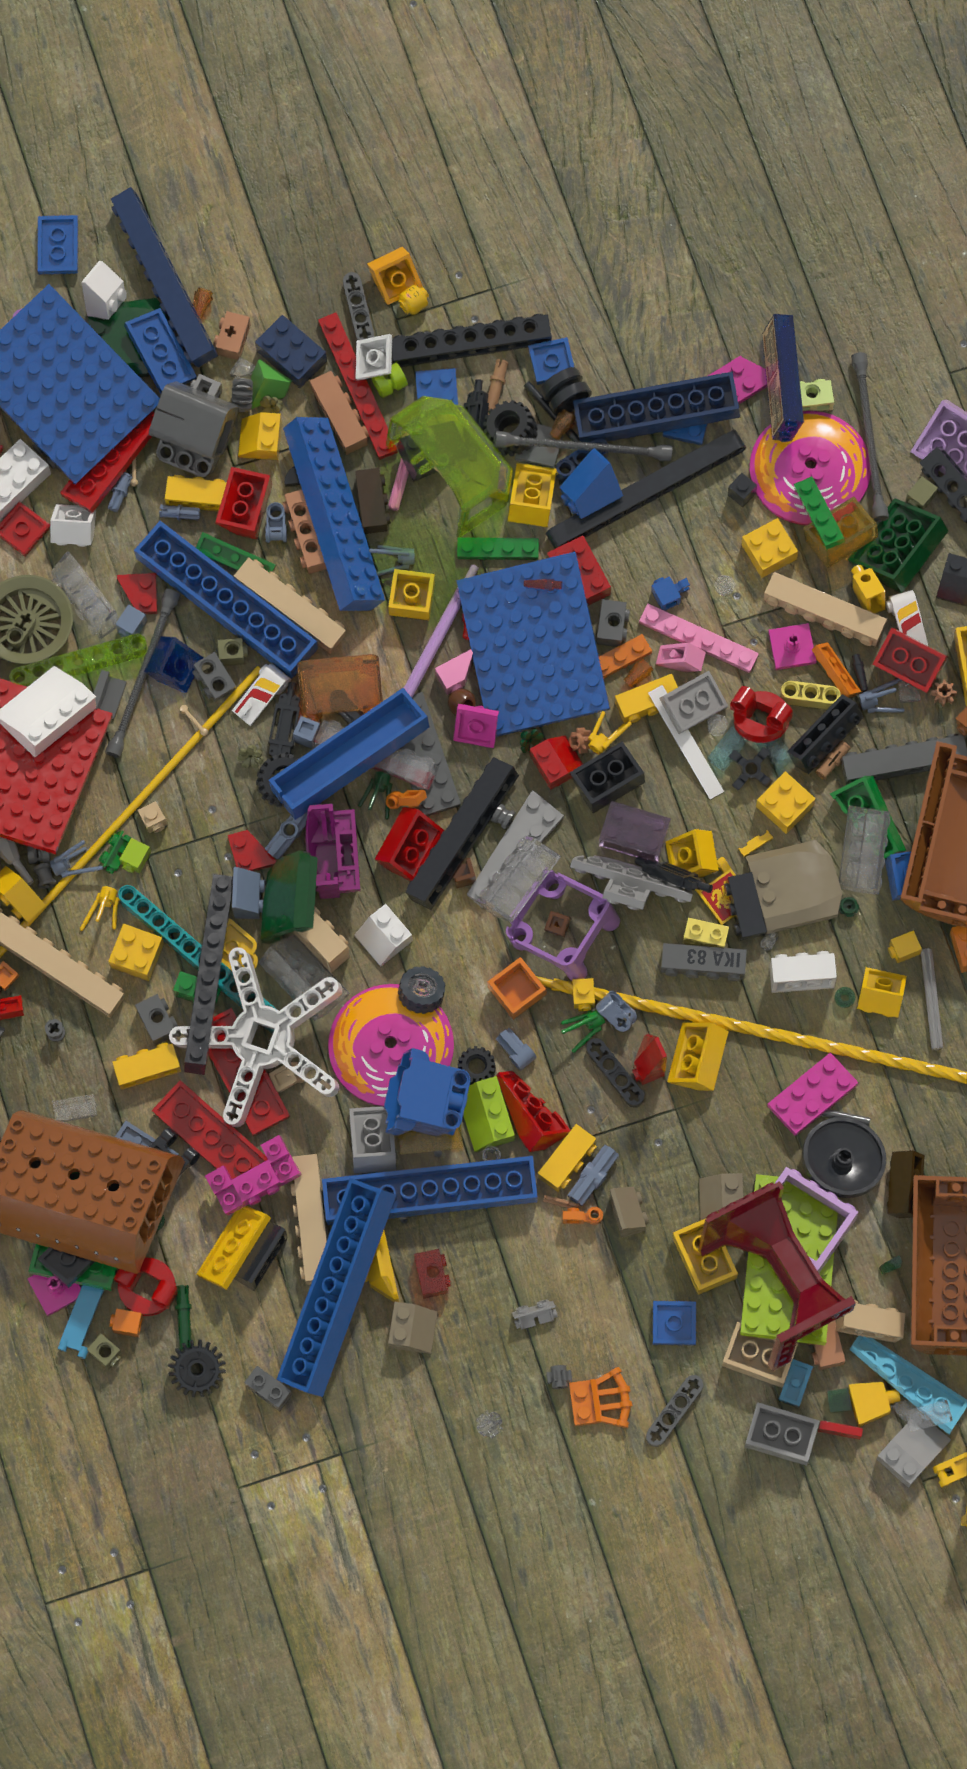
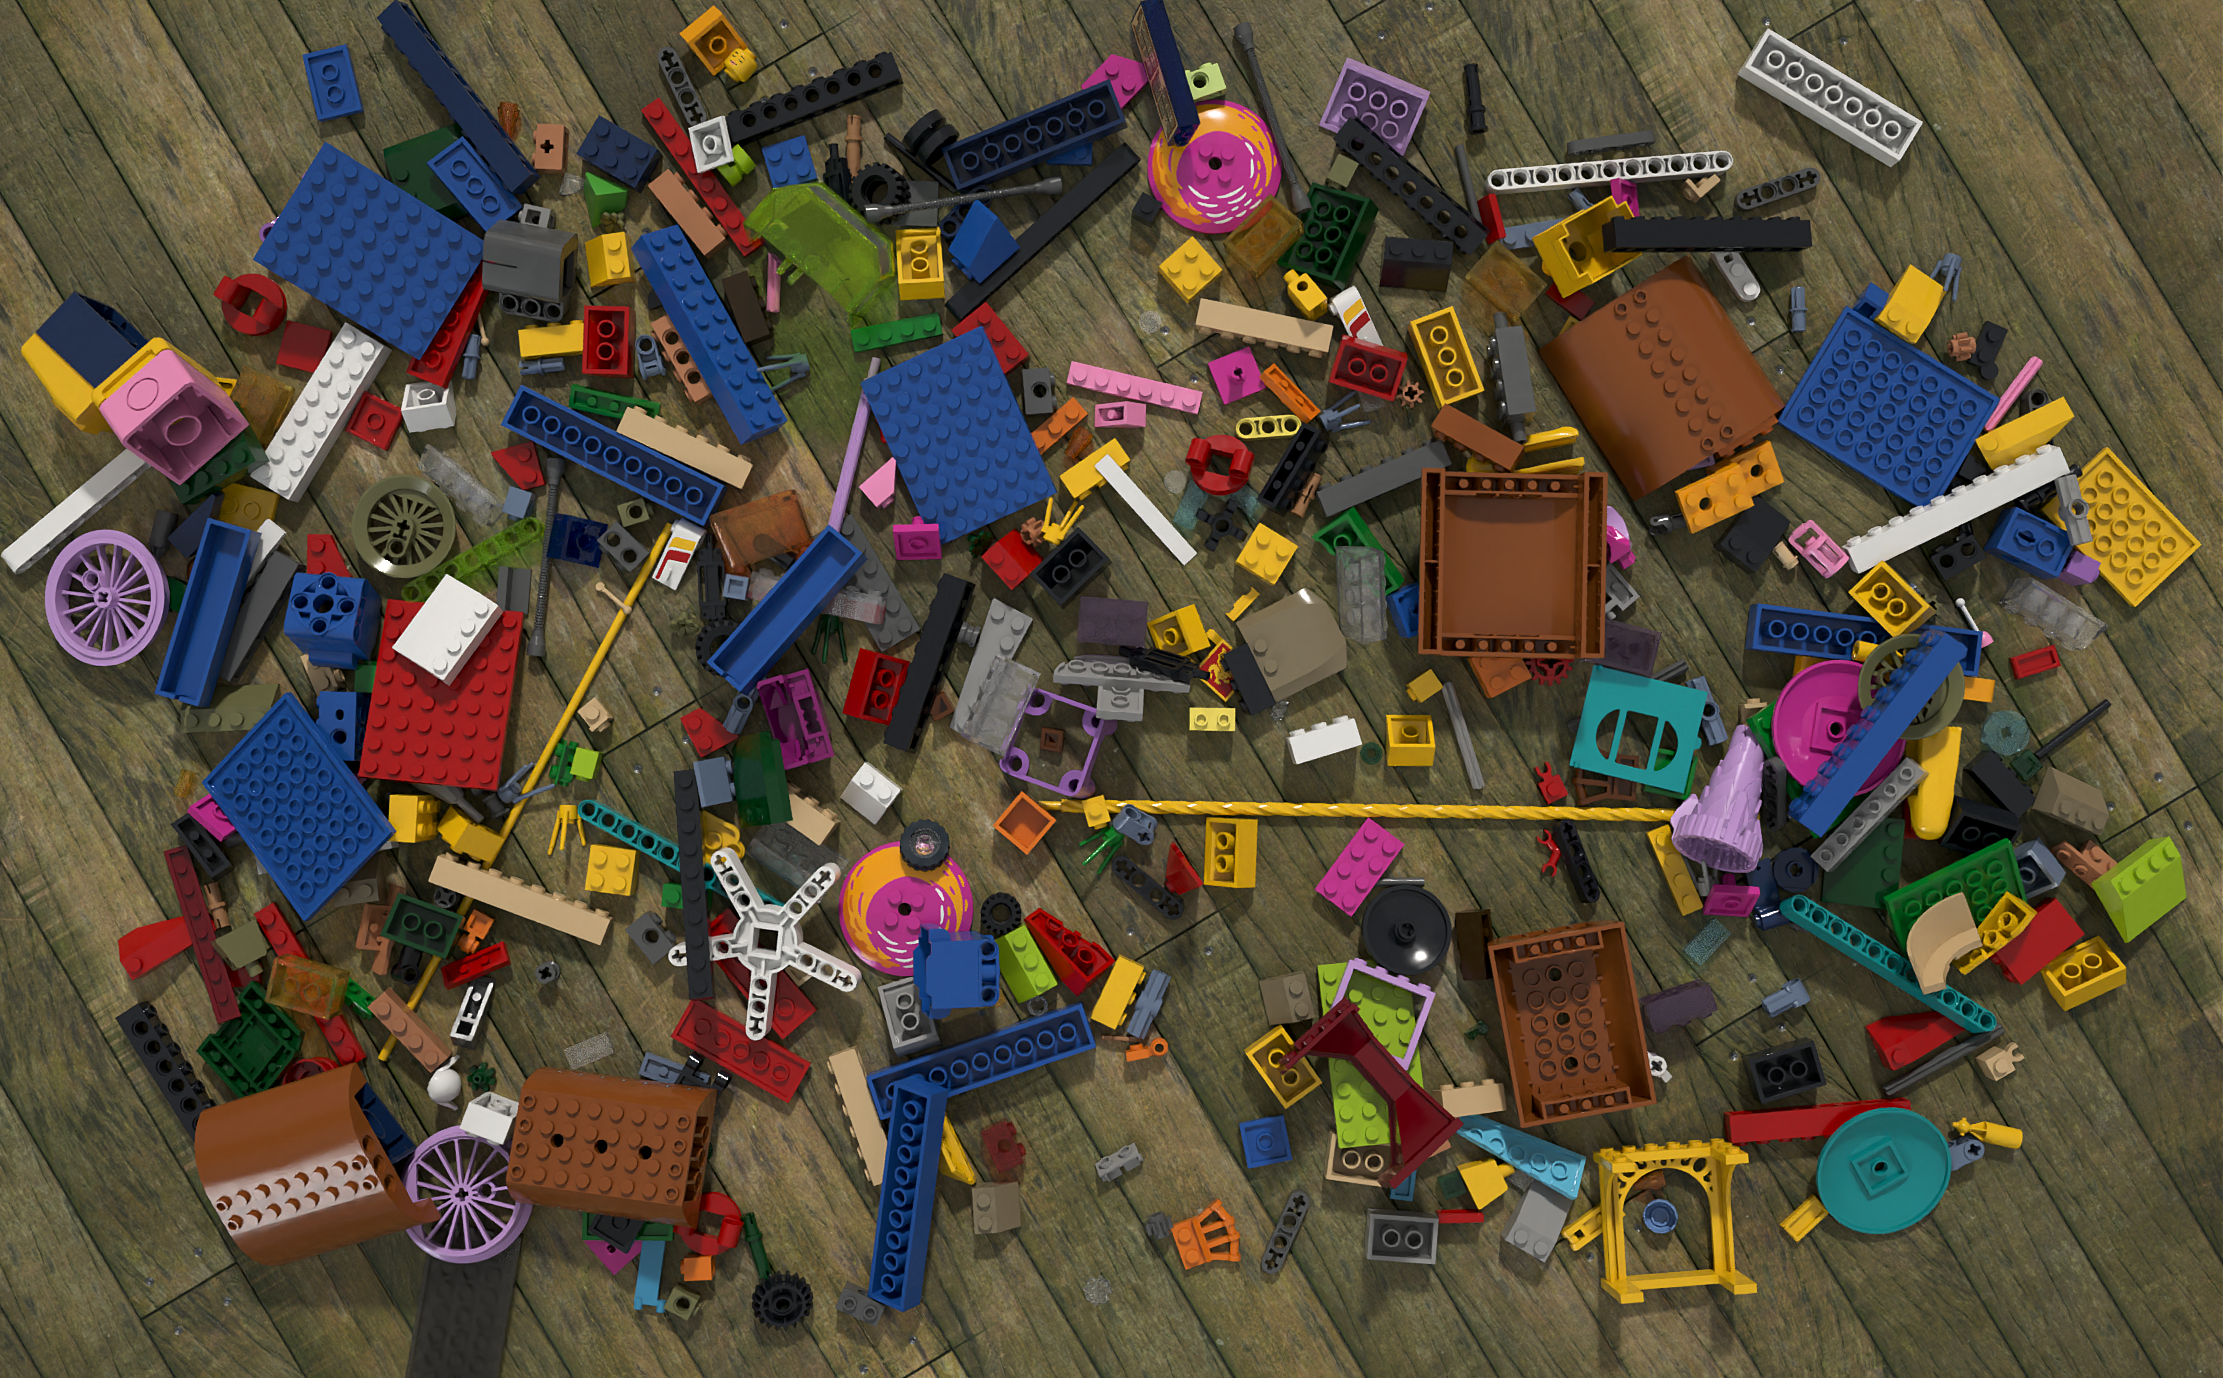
camera: 20 degrees left, 15 degrees up
(102, 291) = (393, 130): white slope -> none
(146, 1065) = (652, 989): yellow brick -> none
(233, 1246) = (790, 1163): yellow tile -> none
(242, 394) = (577, 217): dark grey gear -> none
(256, 1182) = (805, 1090): dark pink bracket -> none
(261, 1256) = (818, 1166): black slope -> none
(410, 798) = (865, 638): orange plate -> none
(411, 594) = (815, 407): yellow brick -> none
(460, 696) = (895, 514): reddish brown piece -> none
(519, 1053) = (1042, 889): sand blue piece -> none
(546, 584) = (957, 370): clear red animal -> none
(550, 358) = (906, 102): blue plate -> none
(562, 424) = (935, 177): clear orange cone -> none
(627, 1210) = (1193, 1036): dark tan slope -> none
(667, 593) = (1091, 345): blue brick -> none
(693, 702) = (1145, 464): light grey tile -> none
(703, 961) = (1215, 747): dark grey brick -> none
(819, 513) = (1237, 222): green plate -> none
(851, 902) = (1362, 653): dark green plate -> none
(858, 667) = (1314, 388): black animal -> none
(928, 1415) = (1549, 1188): clear plate -> none

